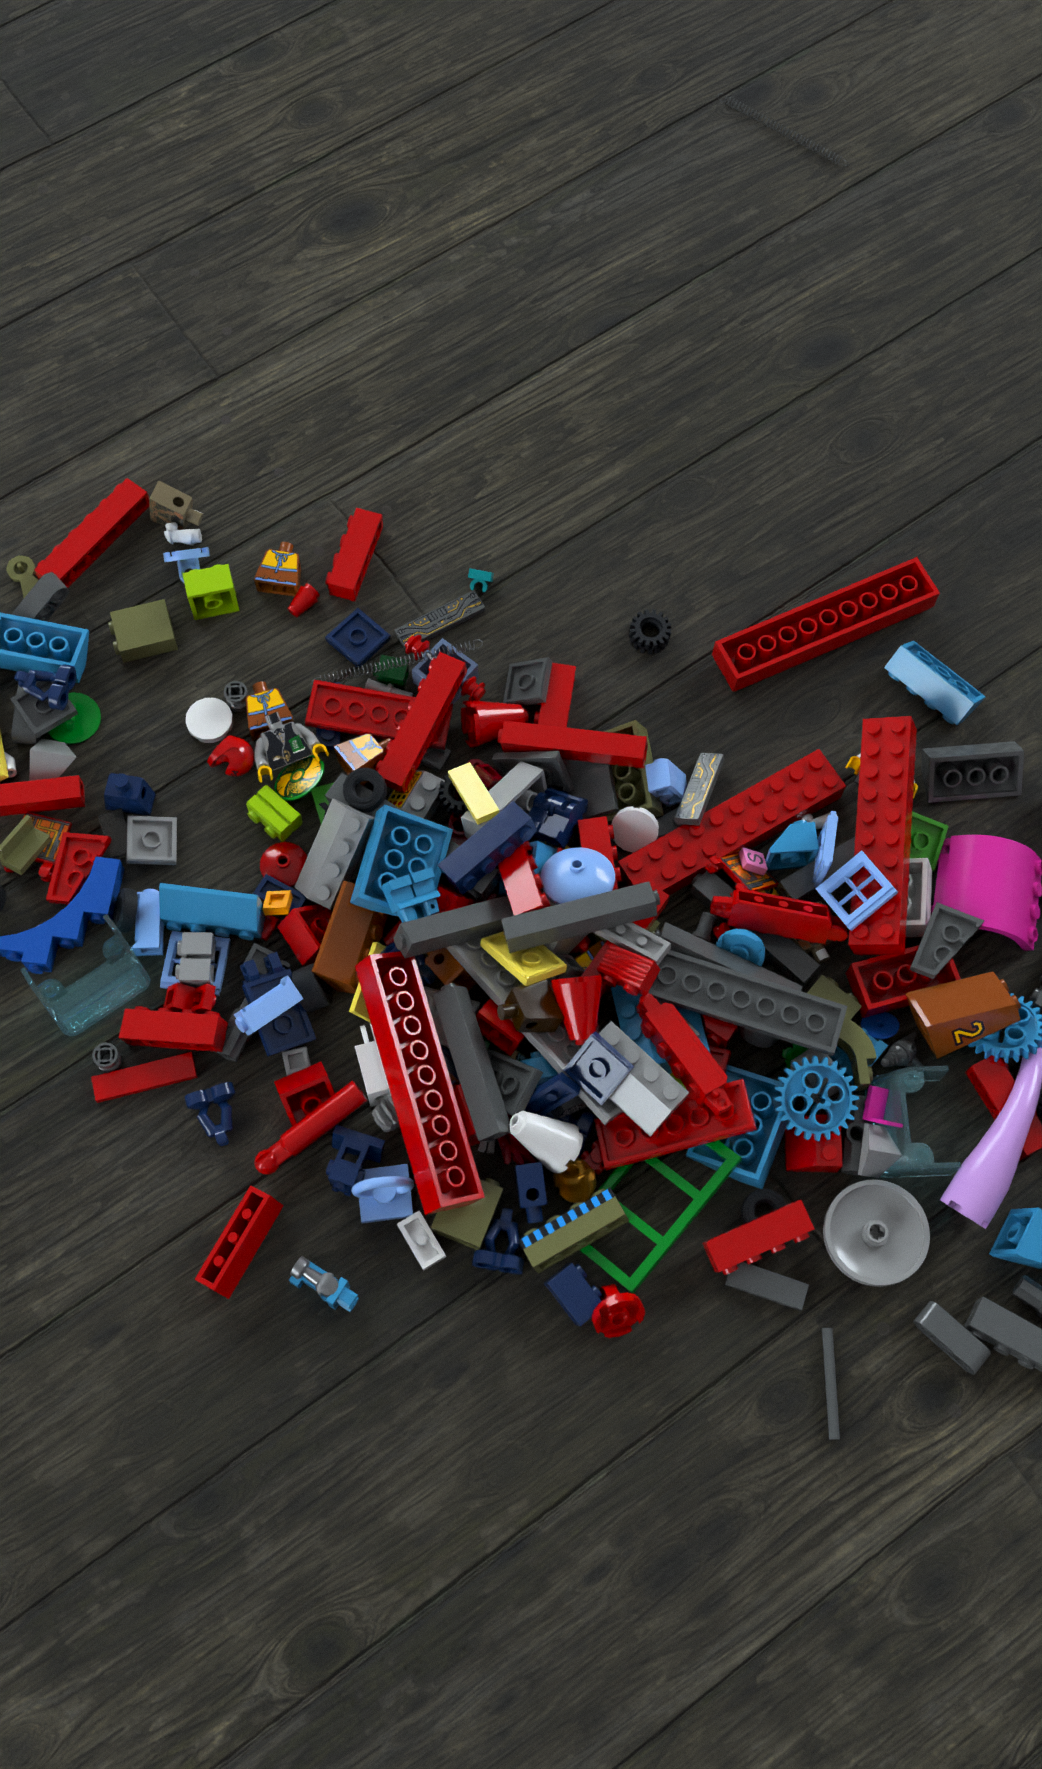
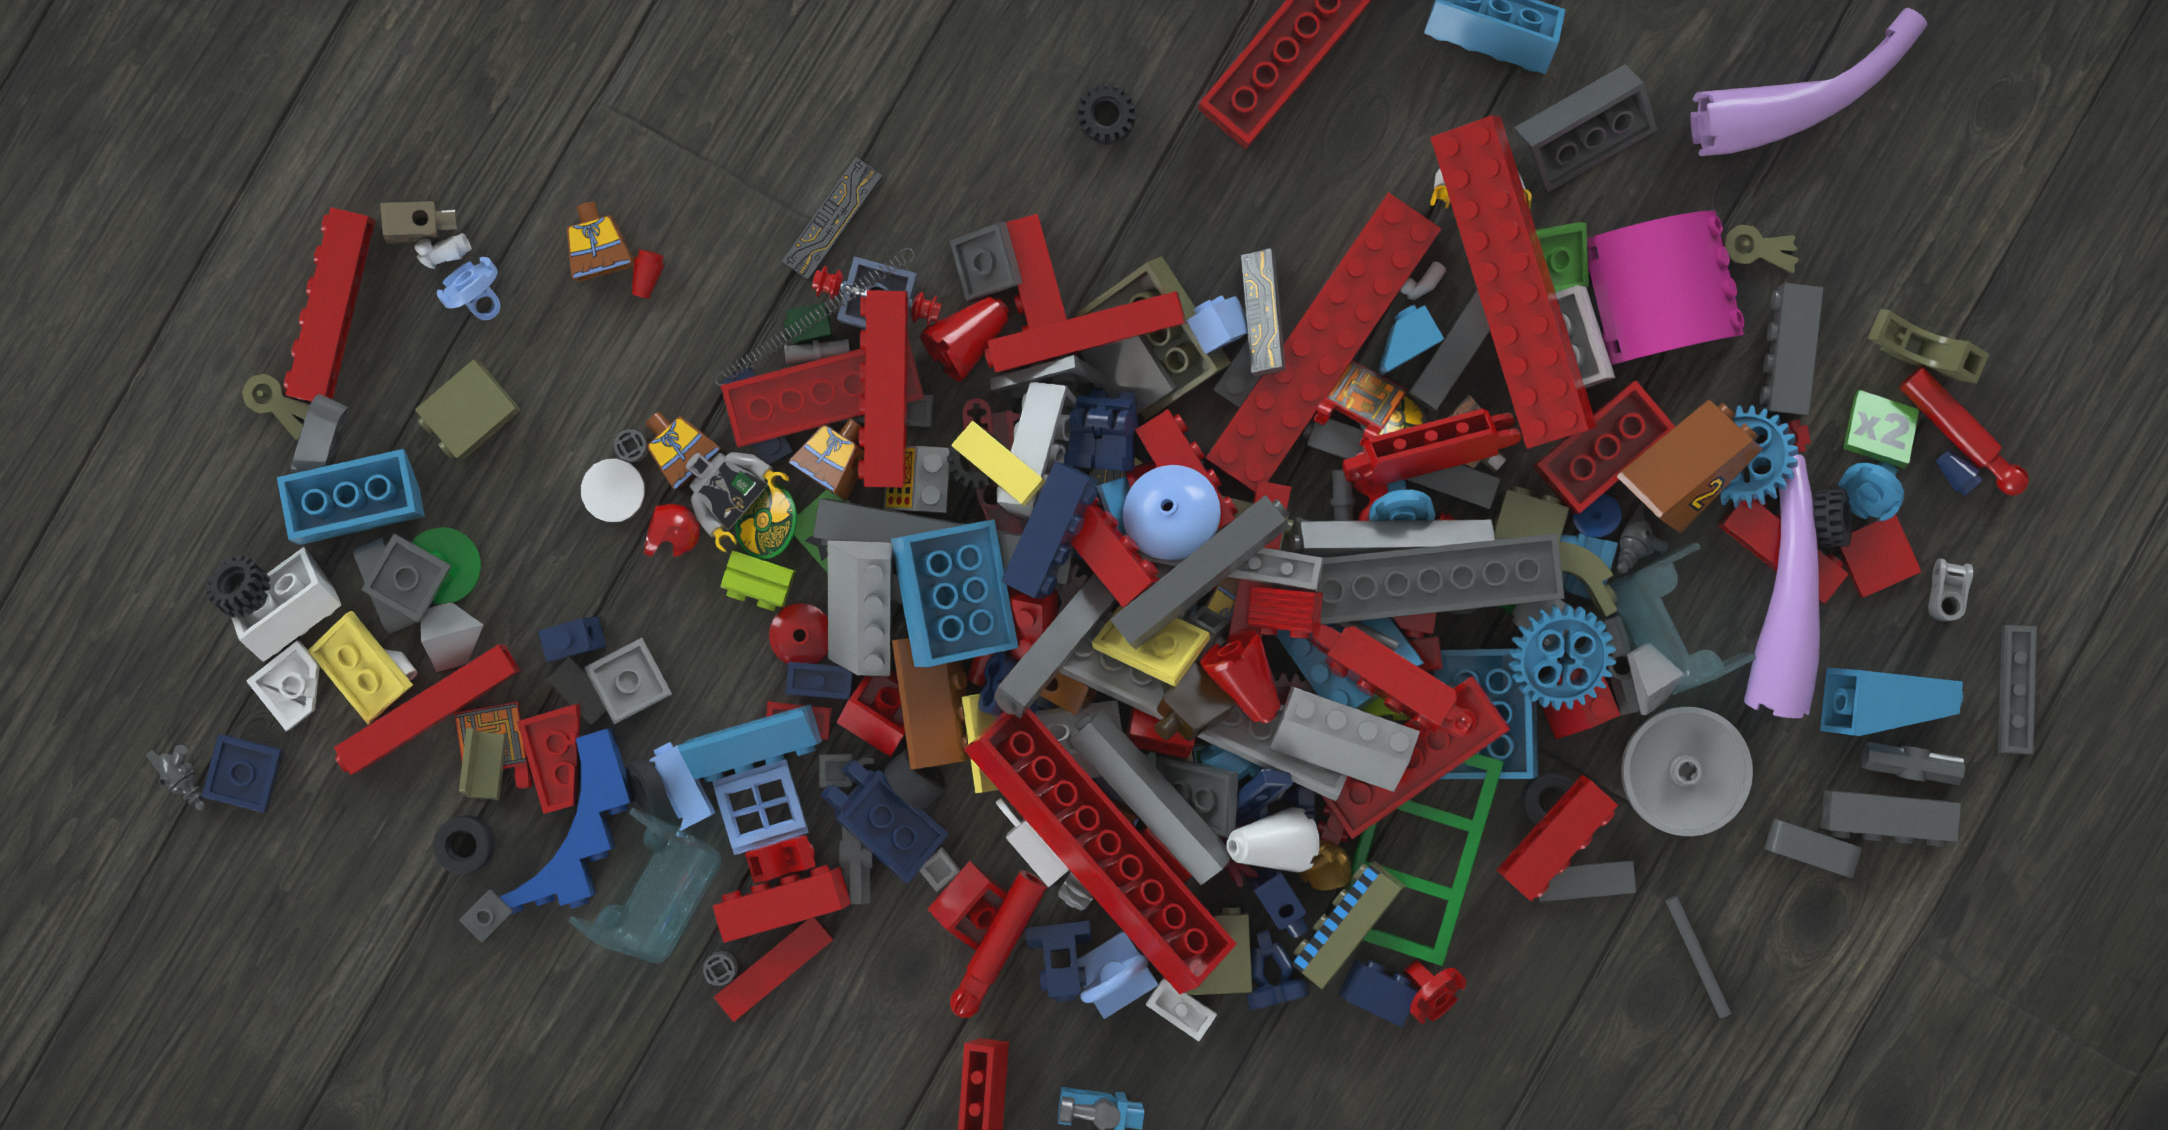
camera: 25 degrees left, 20 degrees up
(57, 693) = (419, 561): dark blue piece -> none
(196, 954) = (767, 825): light grey piece -> none
(203, 1099) = (856, 964): dark blue piece -> none
(210, 591) = (526, 321): lime brick -> none
(268, 1006) = (882, 835): light blue window -> none
(277, 902) = (823, 696): light orange plate -> none
(355, 554) = (679, 176): red brick -> none
(358, 637) = (740, 291): dark blue tile -> none
(371, 802) = (847, 527): black tyre -> none
(411, 891) = (986, 630): dark azure hips -> none
(480, 576) = (856, 133): teal tile -> none
(487, 774) = (998, 420): dark red tile -> none
(598, 1068) = (1303, 747): tile -> none
(634, 828) = (1206, 402): white tile -> none
(752, 861) = (1366, 378): bright pink tile -> none
(826, 849) = (1454, 341): light blue piece -> none
(869, 906) = (1536, 395): light blue piece -> none
(875, 1106) = (1632, 630): dark pink bracket -> none
(943, 938) = (1635, 385): dark grey wing -> none

